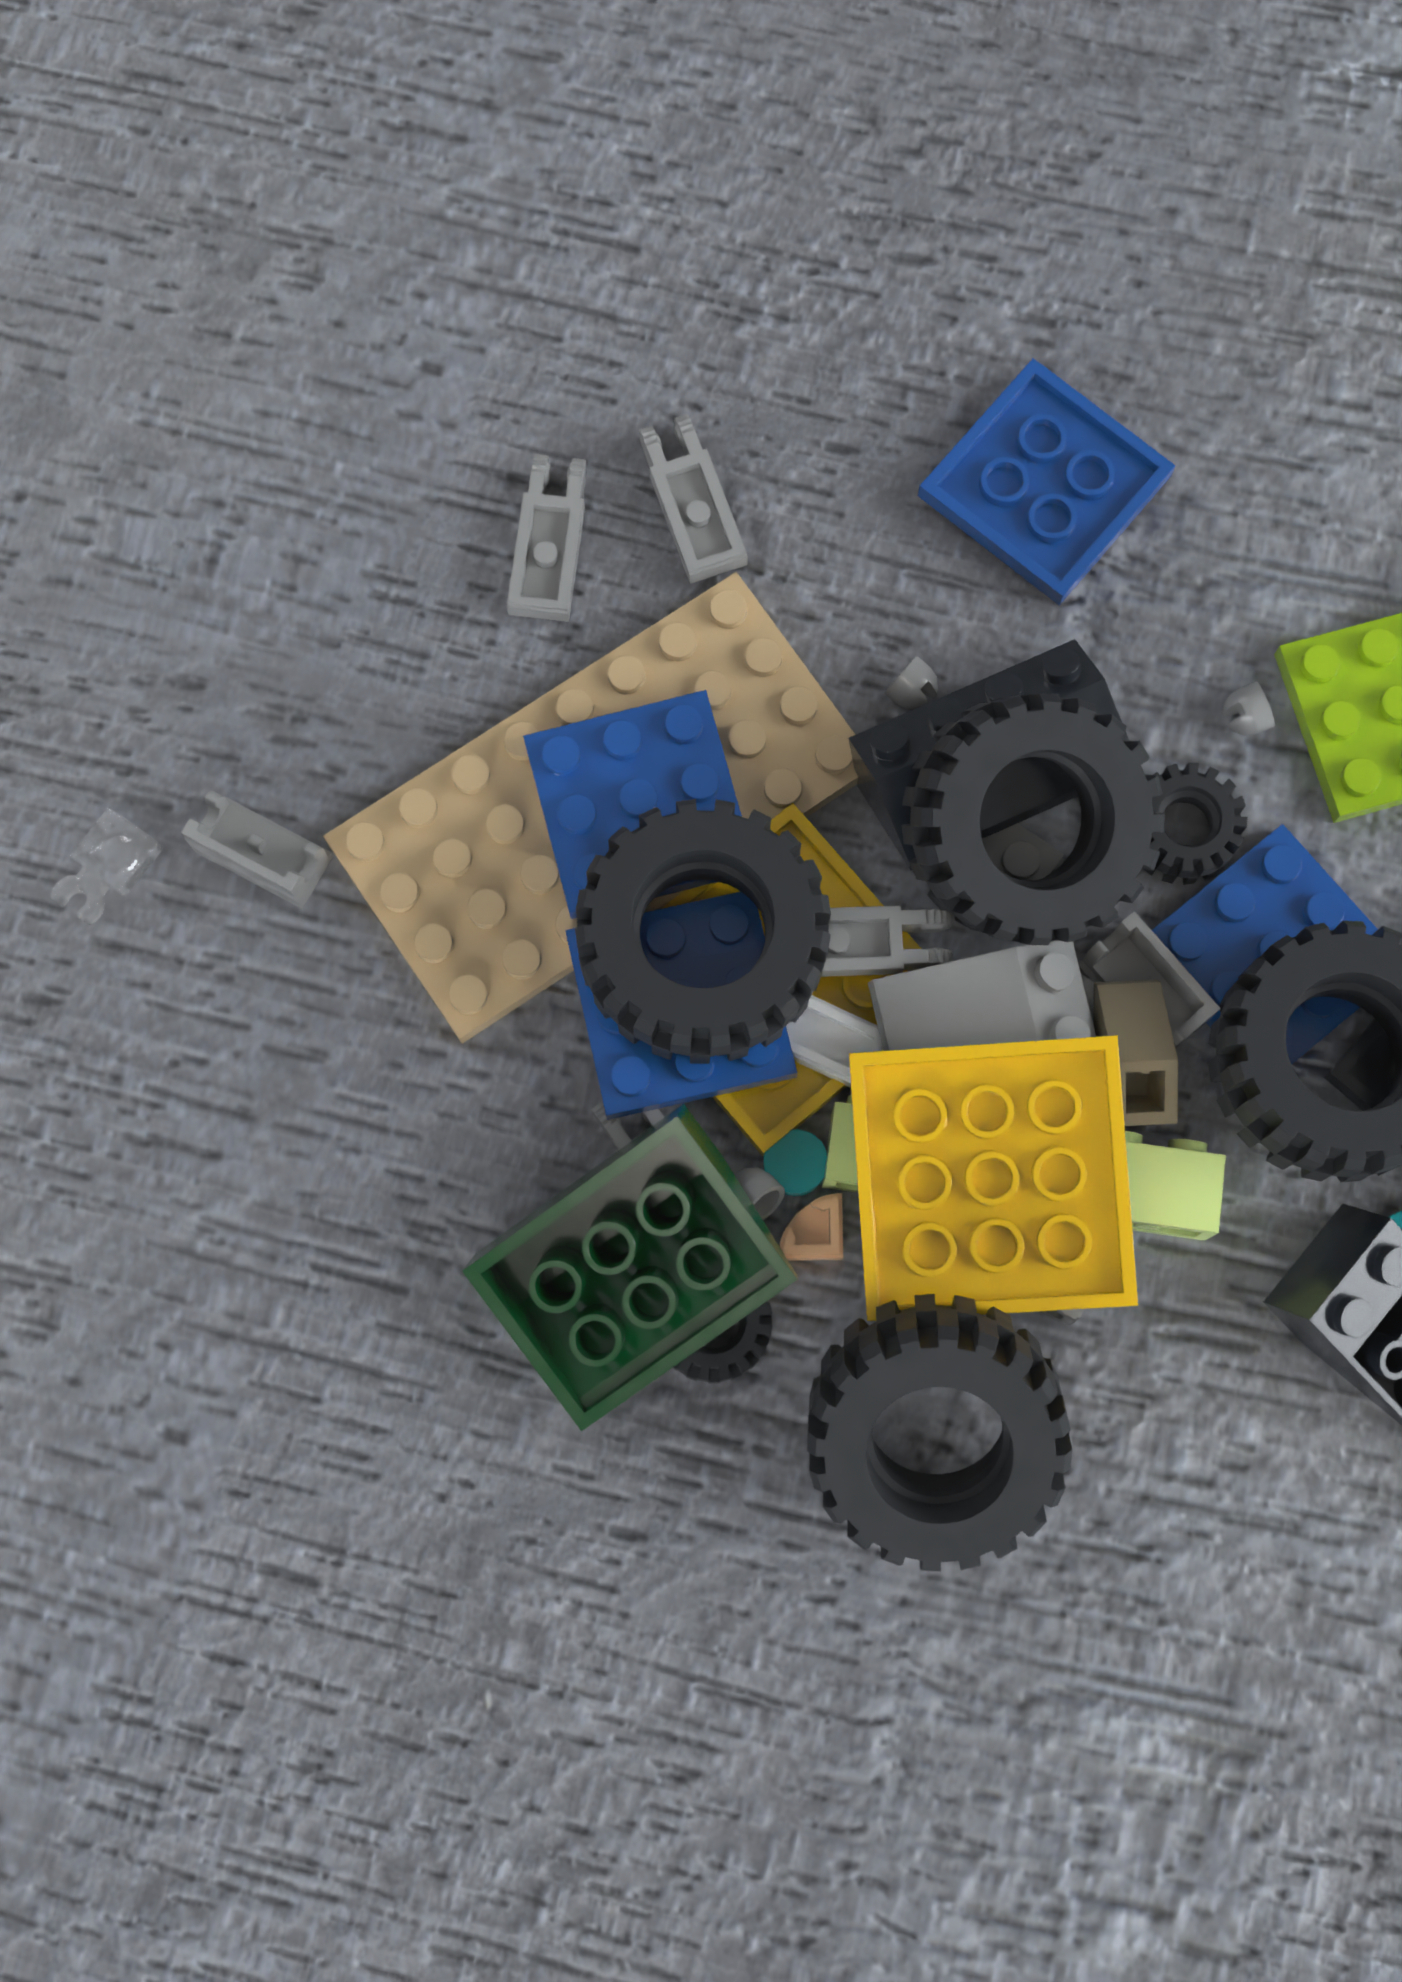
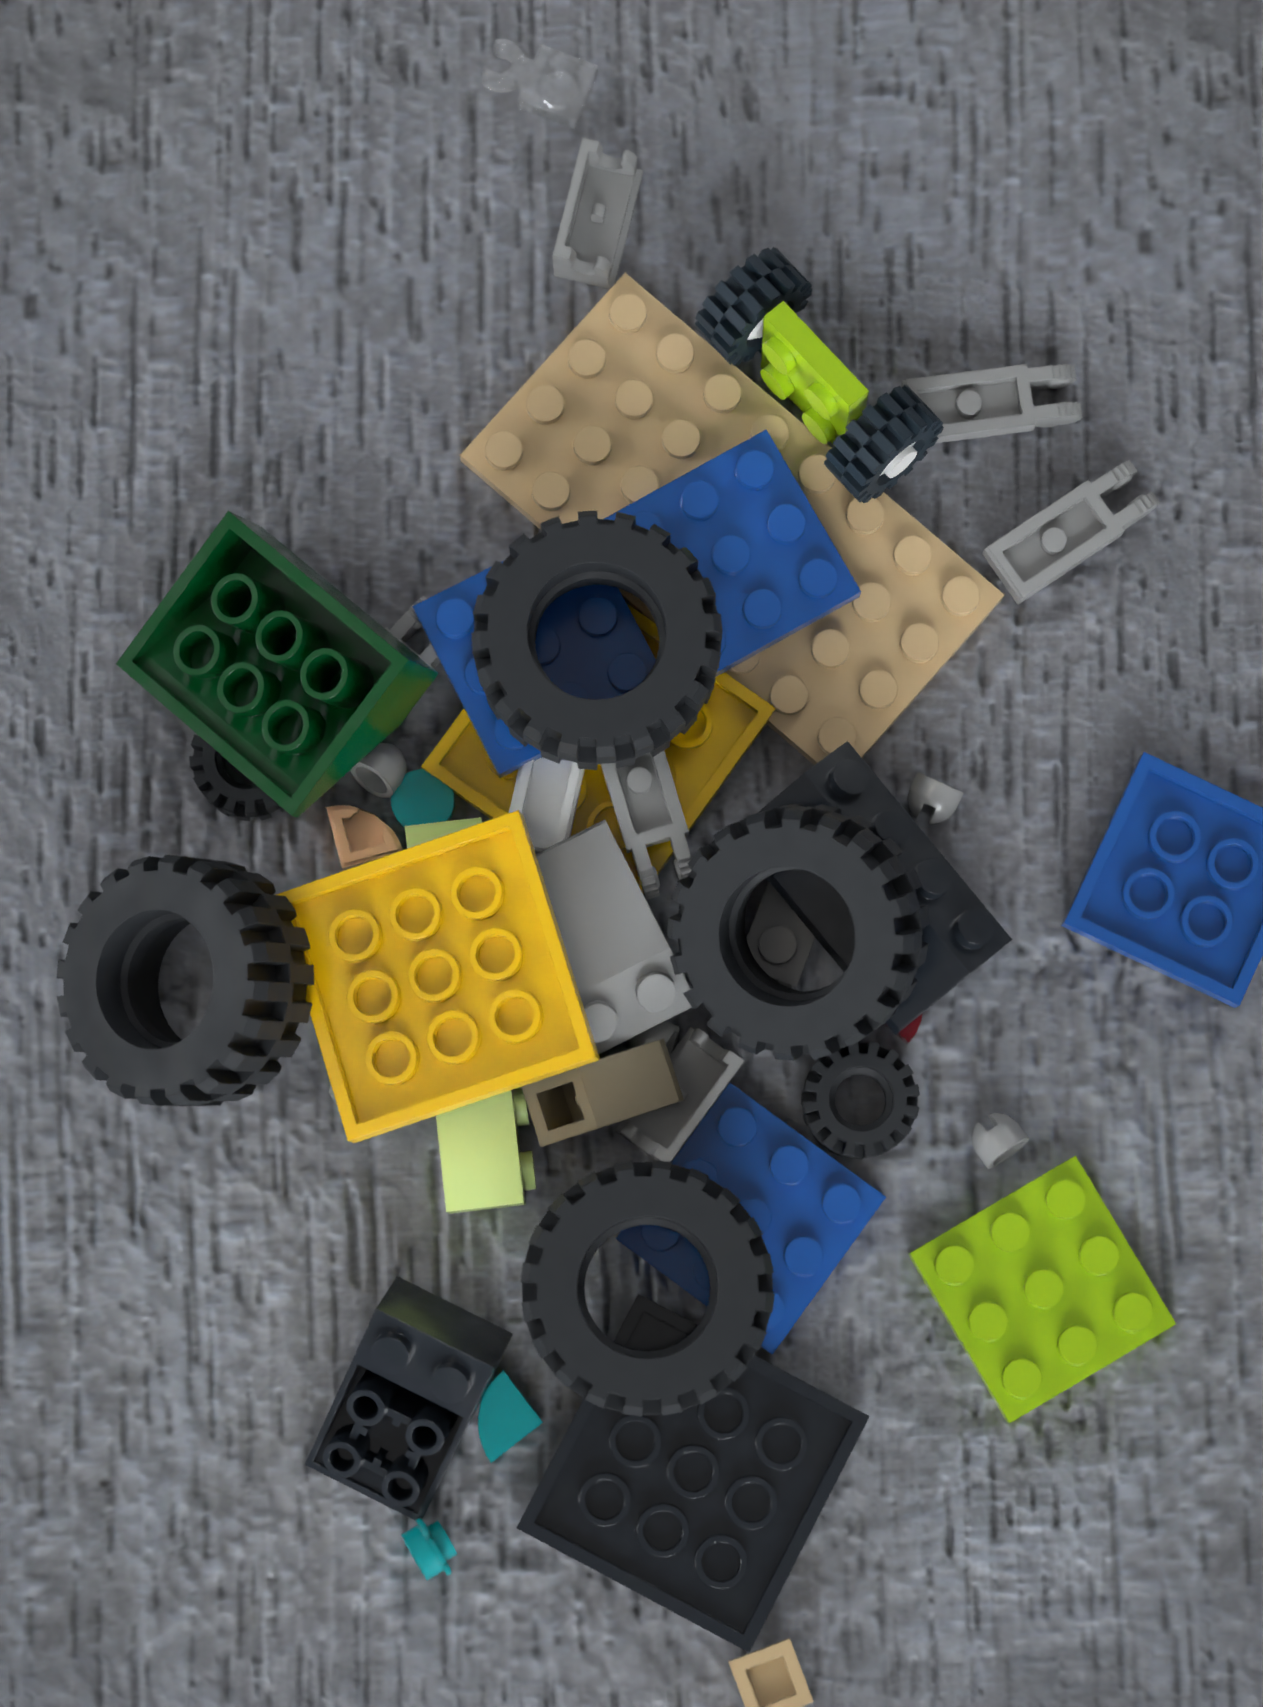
camera: 75 degrees right, 5 degrees up
(484, 676) = (759, 314): none -> black plate

